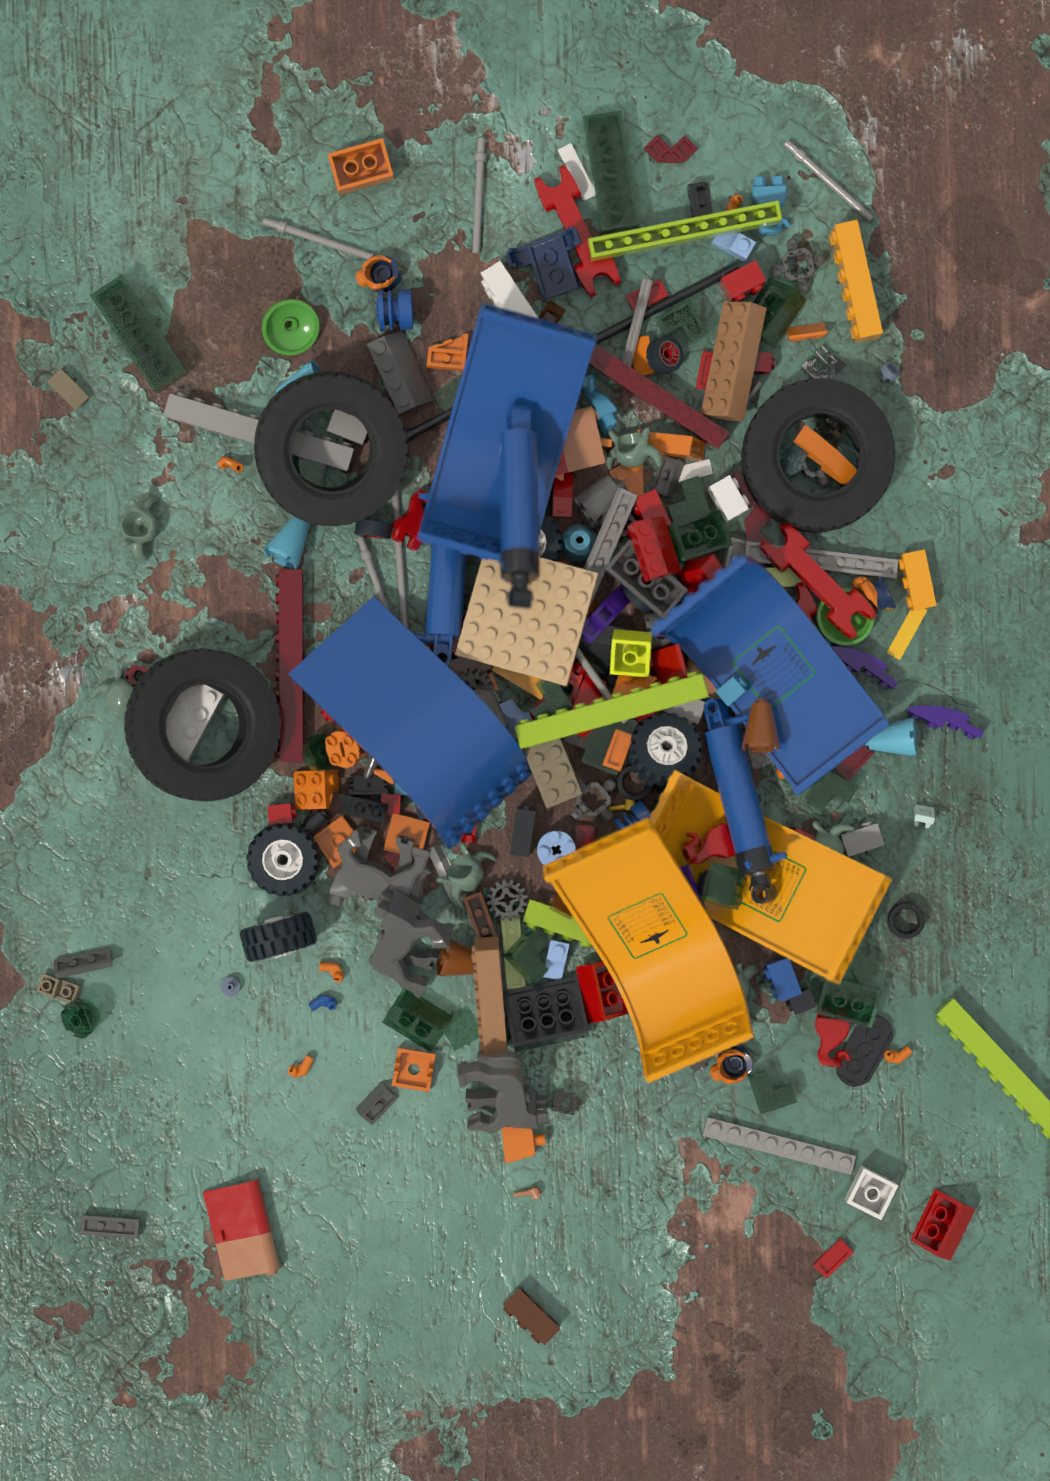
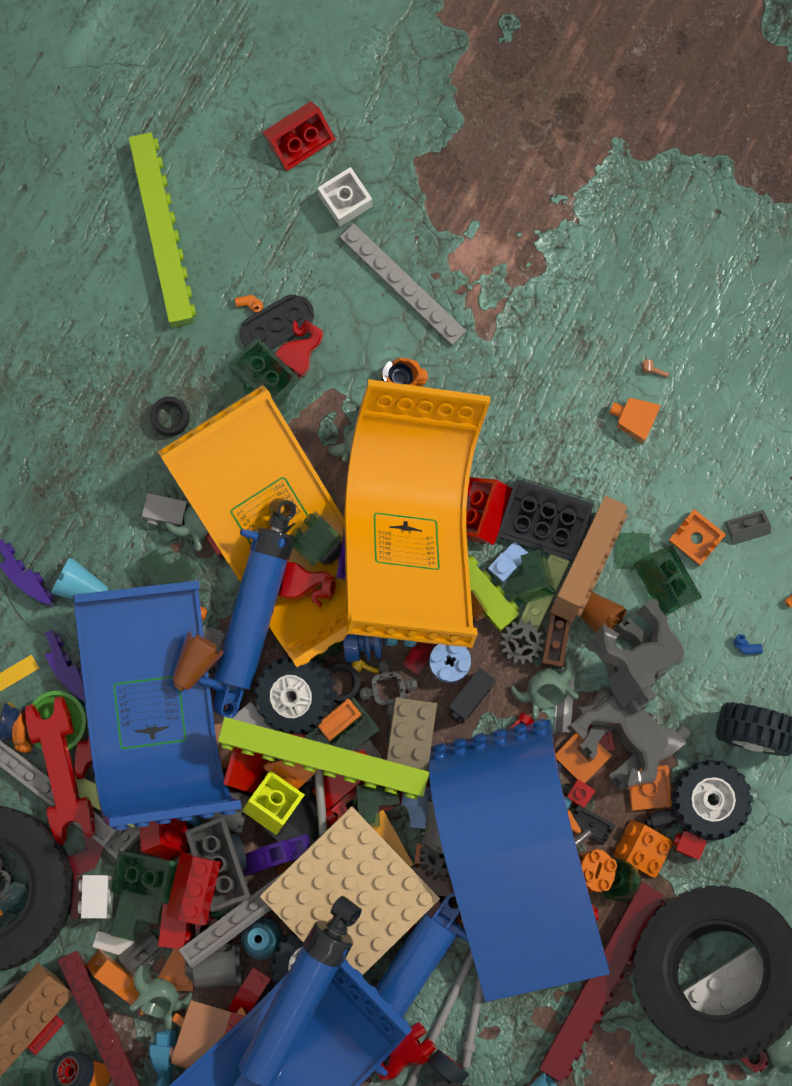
camera: 150 degrees left, 10 degrees down
(334, 969) = (720, 671): orange arm -> none
(358, 807) = (613, 807): black window -> none
(511, 1093) = (622, 468): dark grey piece -> none
(530, 1315) = (713, 260): reddish brown brick -> none
(559, 1096) = (574, 438): clear smoke brick -> none
(732, 690) = (199, 712): dark azure brick -> none
(769, 1097) = (386, 330): clear green brick -> none
(782, 978) = (311, 426): blue brick -> none
(801, 1002) = (307, 398): black brick -> none
(833, 1258) = (412, 161): red tile -> none
(854, 762) = (133, 581): dark red tile -> none
(924, 814) = (95, 500): light aqua tile -> none

